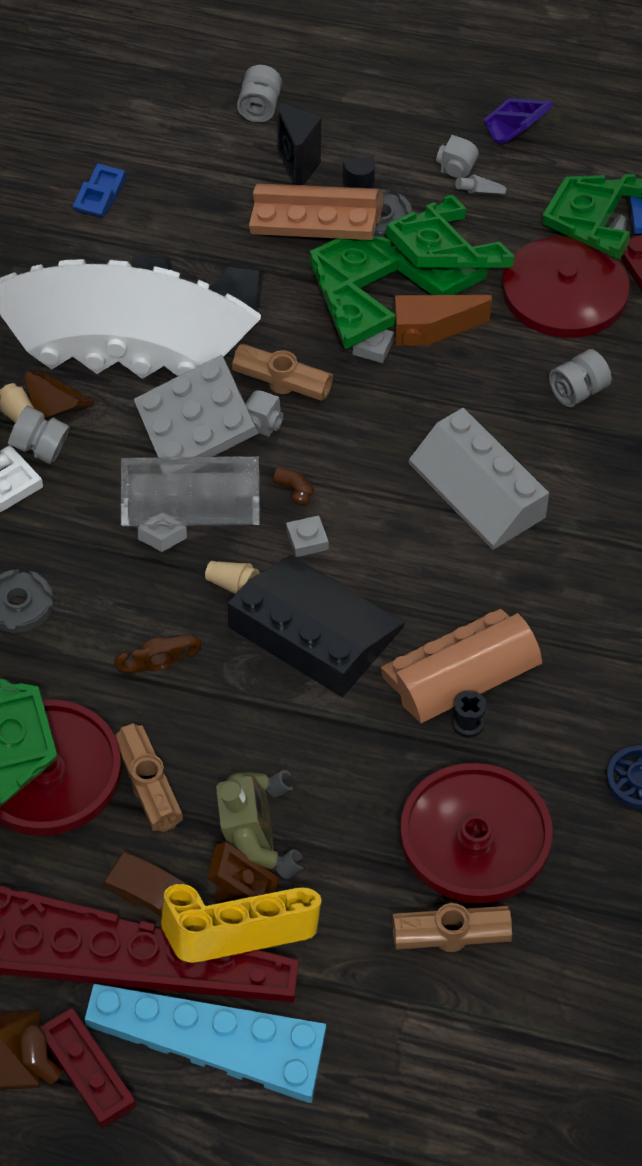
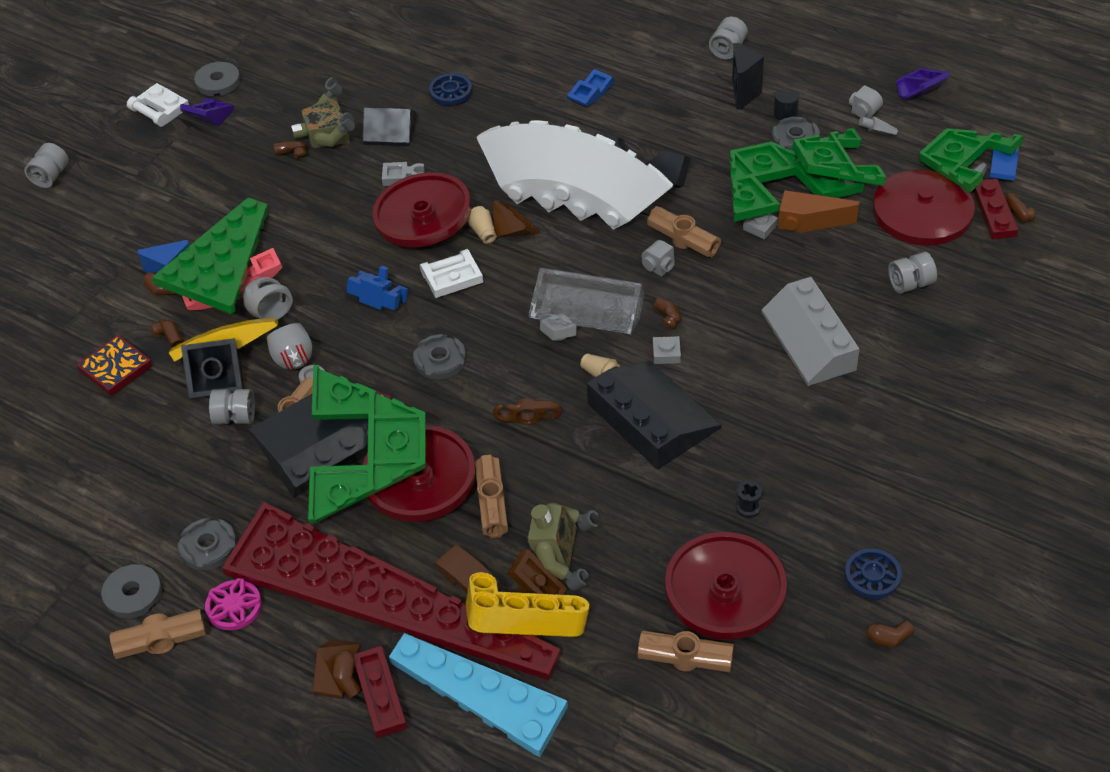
camera: 20 degrees right, 5 degrees down
(39, 435) = (486, 242): light grey wheel -> none
(196, 413) = (610, 248): light grey plate -> none
(316, 211) = (744, 123): nougat brick -> none
(461, 661) = (760, 459): nougat brick -> none

